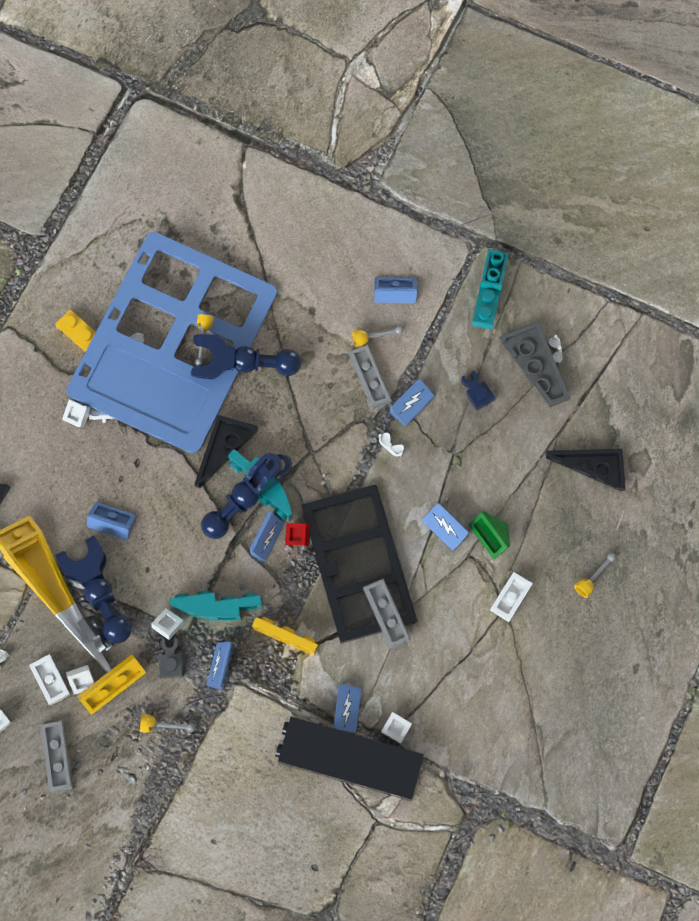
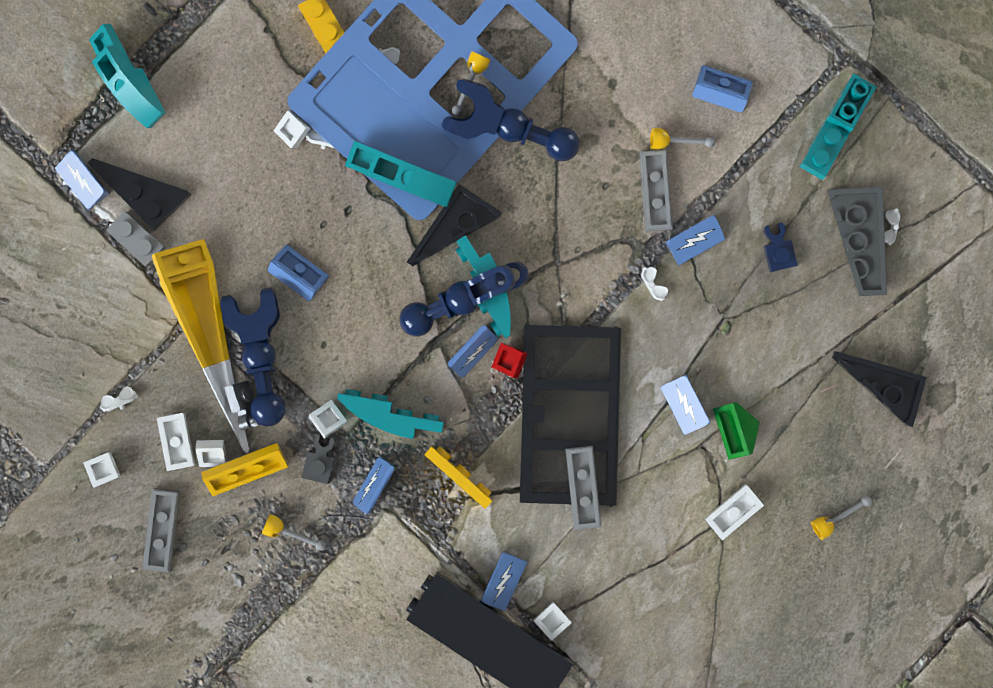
camera: 20 degrees right, 15 degrees up
(170, 418) = (400, 174): none -> teal slope

